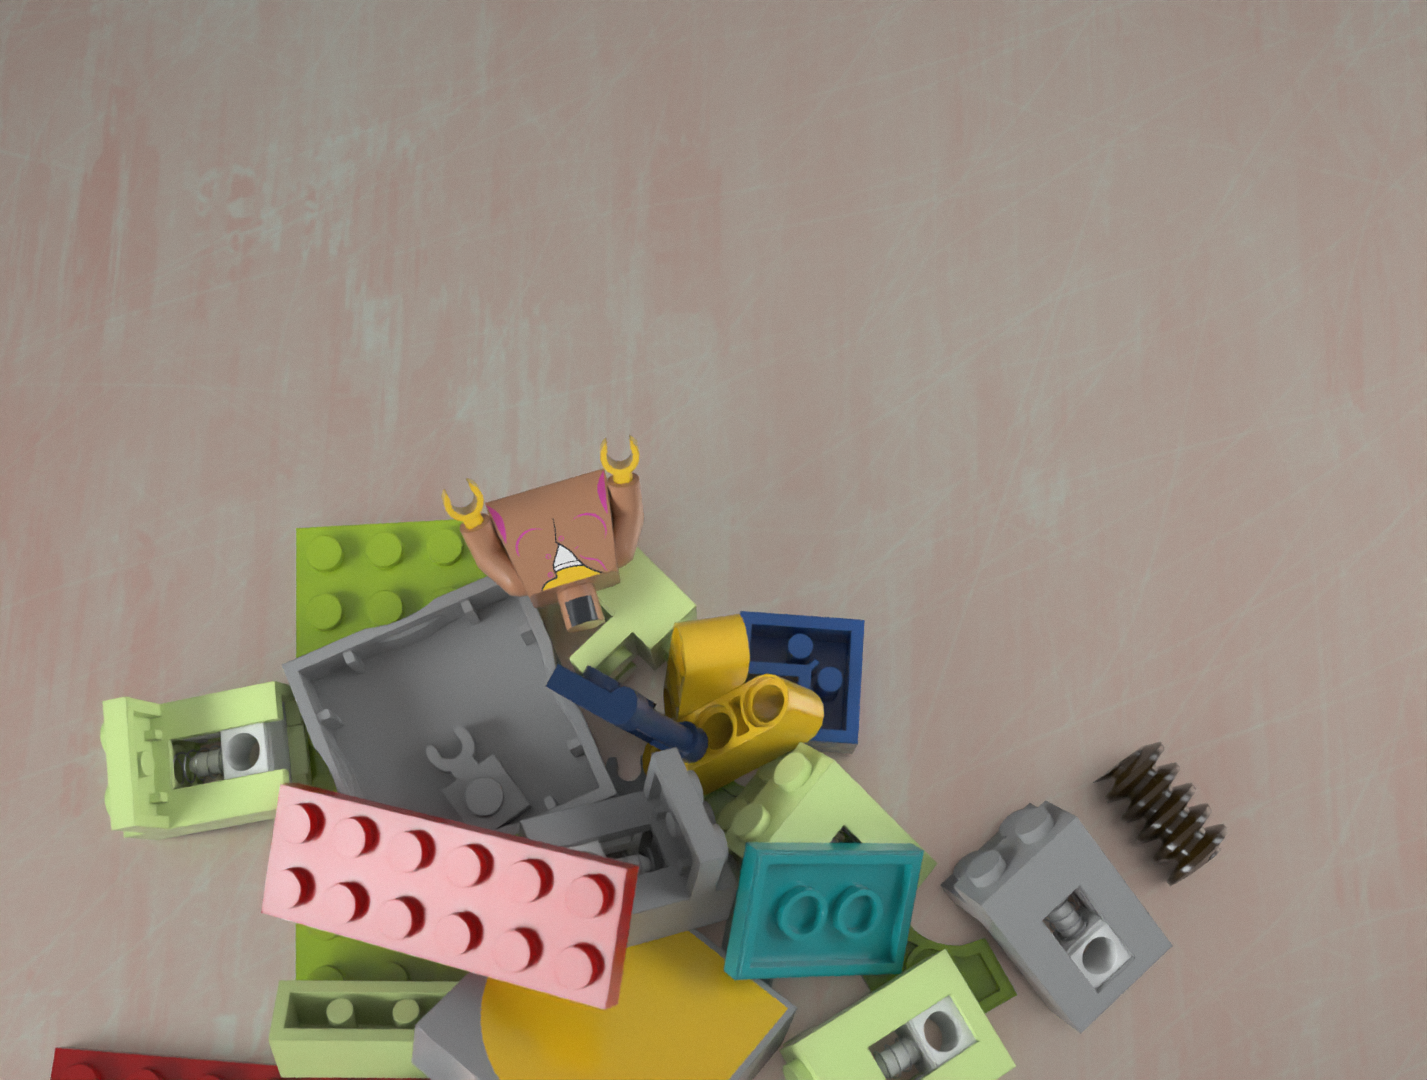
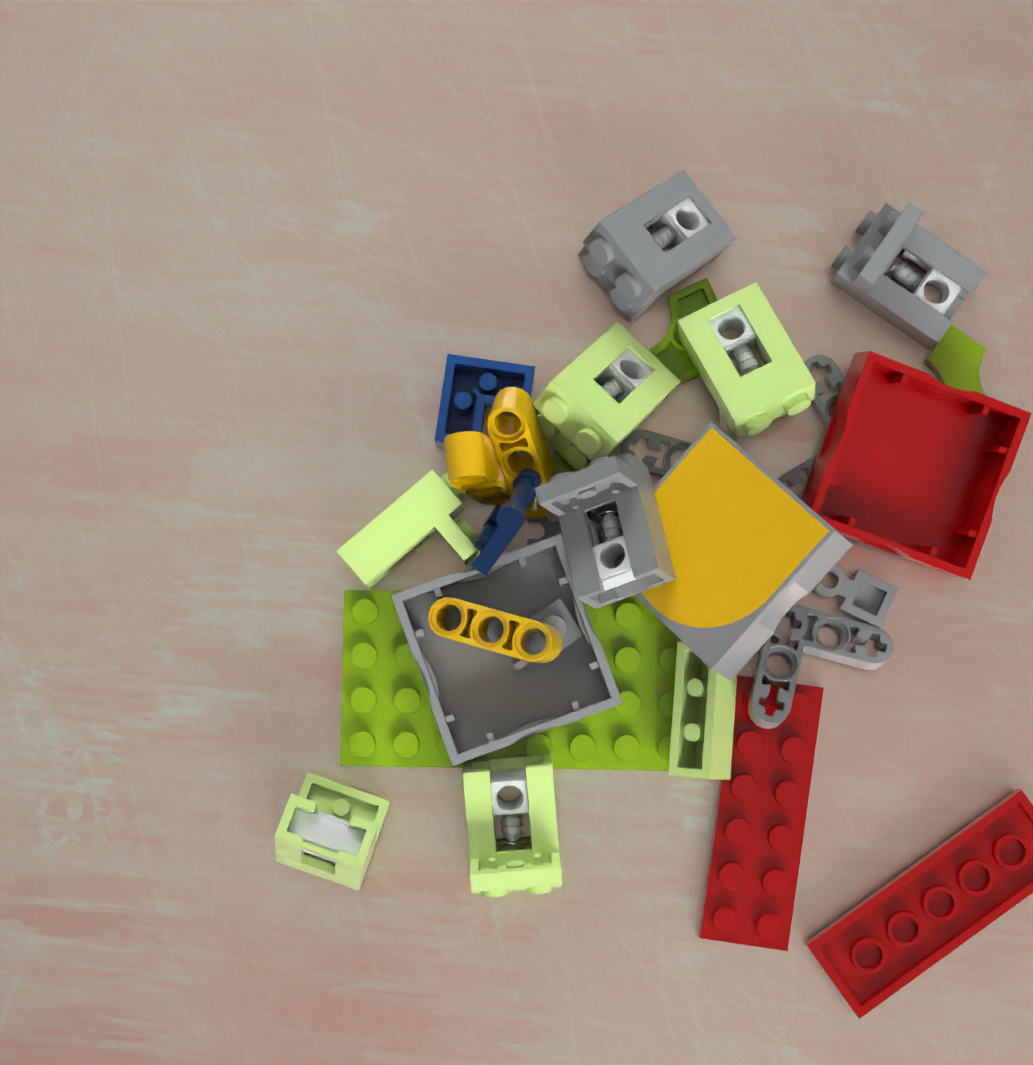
camera: 90 degrees left, 10 degrees up
(200, 514) = (330, 830): none -> yellowish green brick
(452, 893) = (623, 648): plate -> none
(479, 739) = (474, 628): none -> yellow beam
(559, 537) = (381, 558): nougat torso -> none
(822, 909) = (647, 398): teal tile -> none
(1164, 811) = (590, 162): dark brown piece -> none

